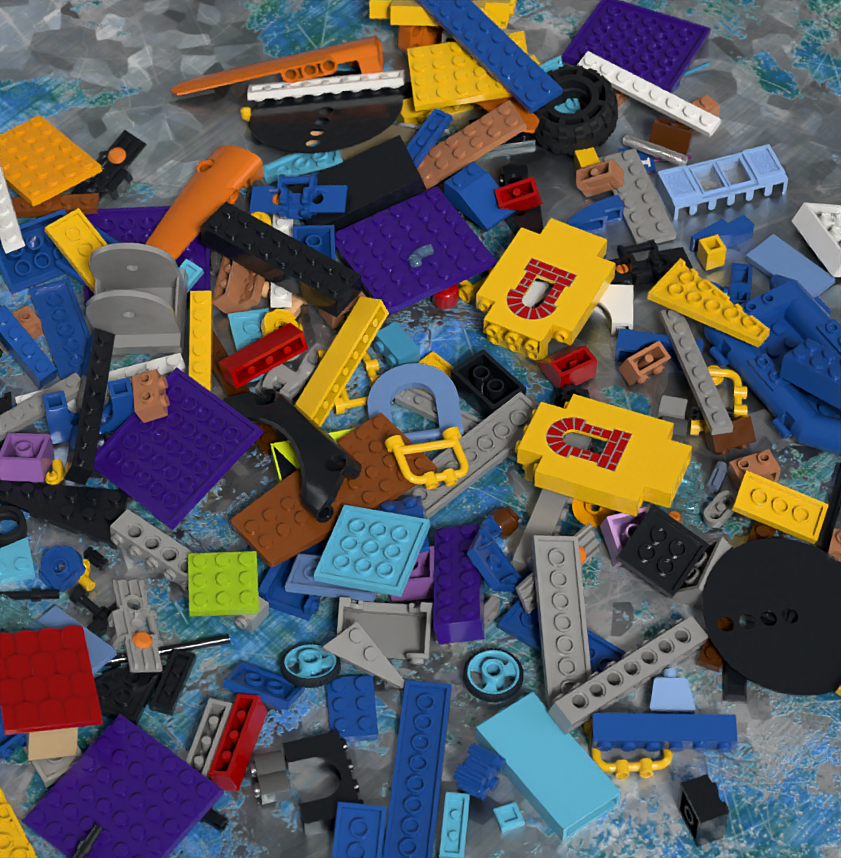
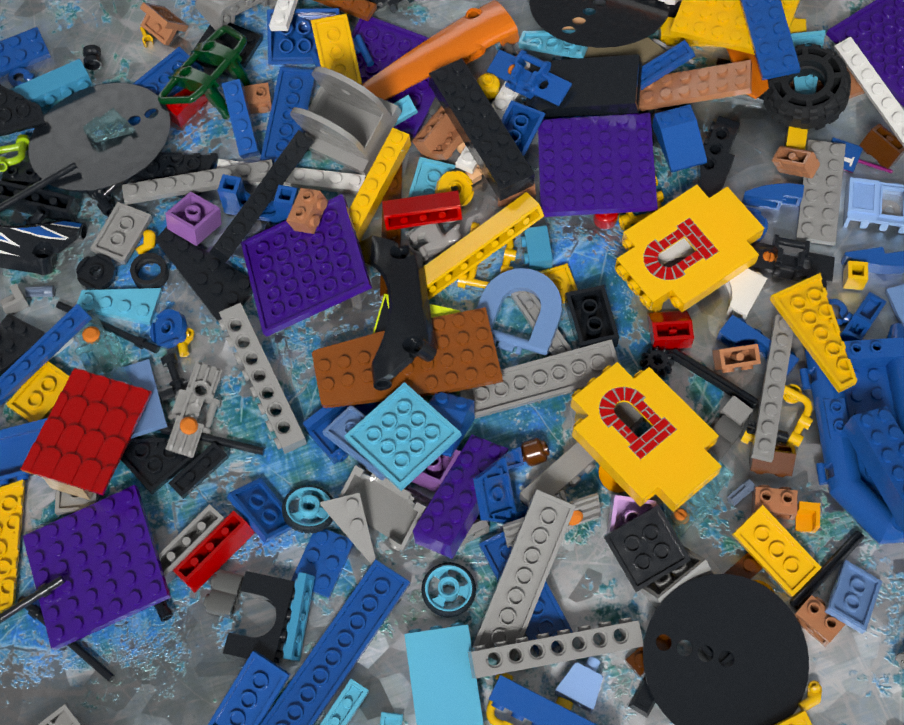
camera: 30 degrees right, 15 degrees up
(57, 474) = (208, 244): yellow arm -> none
(96, 558) = (202, 331): black piece -> none
(223, 583) = (277, 405): lime plate -> none
(356, 751) = (297, 624): none -> dark azure plate
(420, 253) = (595, 173): clear light blue arm -> none
(430, 479) = (491, 389): yellow bar -> none
(479, 771) = (384, 676): blue brick -> none
(519, 195) = (713, 152): red slope -> none
(629, 392) = (713, 378): none -> black axle
(655, 153) = (861, 161): light grey piece -> none
(718, 510) = (724, 525): light grey plate -> none
(792, 470) = (807, 517): none -> light orange panel

